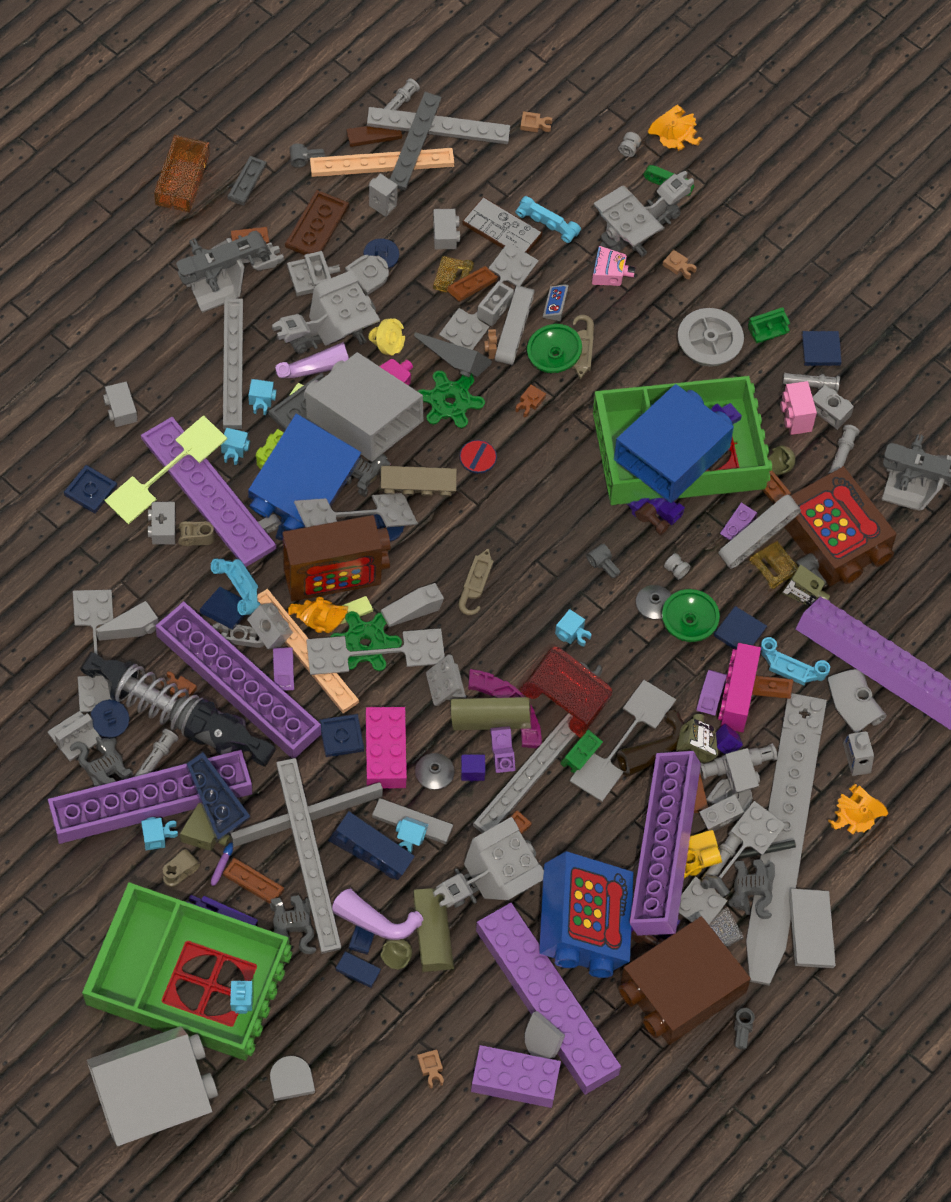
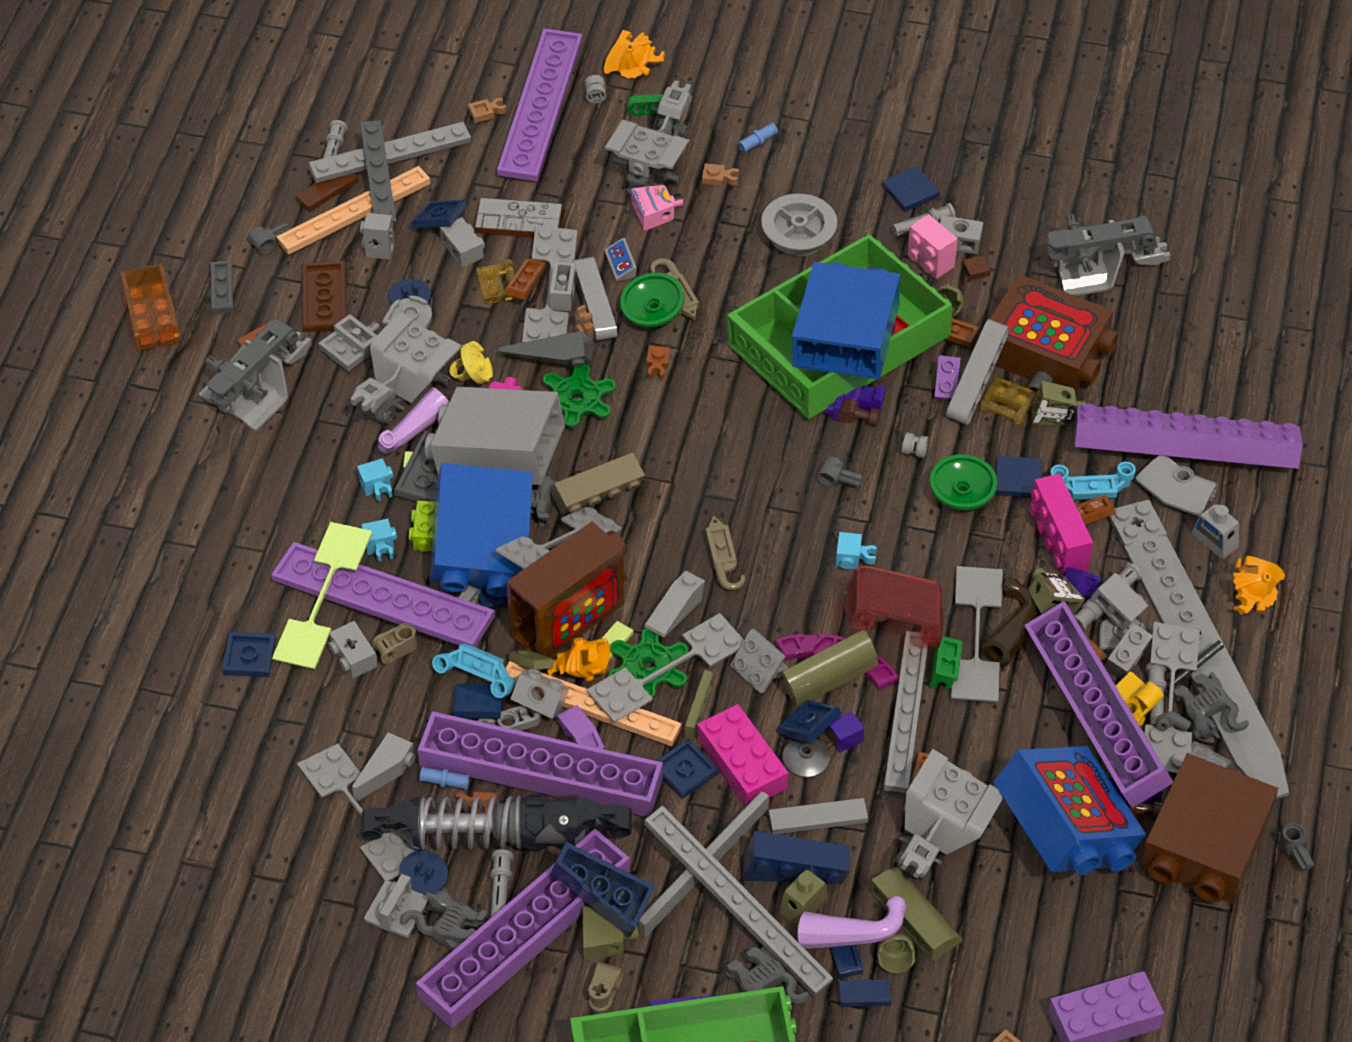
camera: 25 degrees left, 10 degrees down
(120, 404) = (228, 555): light grey brick -> none
(155, 833) = (554, 964): medium azure brick -> none
(167, 655) = (444, 778): none -> medium blue pin
(221, 864) = (643, 945): medium lavender piece -> none
(233, 363) = (324, 463): light grey plate -> none
(253, 881) = (691, 960): dark orange tile -> none
(281, 596) = (531, 659): none -> olive tile
(358, 877) = (805, 894): none -> olive torso
(381, 692) = (699, 705): none -> olive tile
(411, 832) = (828, 824): medium azure brick -> none
(441, 197) = (439, 213): none -> dark blue tile
(450, 746) = (809, 721): none -> dark blue tile
(478, 456) = (643, 435): red piece -> none
(502, 749) = (863, 704): medium lavender slope -> none
(542, 1037) = (1107, 957): light grey tile -> none
(546, 992) = (1083, 918): medium lavender brick -> none
(550, 219) = (560, 187): medium azure plate -> none
(579, 137) = (540, 105): none -> medium lavender plate
(647, 606) = (910, 496): flat silver dish -> none
(711, 692) = (1035, 545): medium lavender slope -> none
(729, 246) = (757, 137): none -> medium blue pin
(769, 325) = (846, 189): green hinge -> none
(812, 928) = (1292, 718): light grey tile -> none
(827, 441) = (976, 267): none -> reddish brown tile
(845, 444) = (997, 262): light grey pin -> none

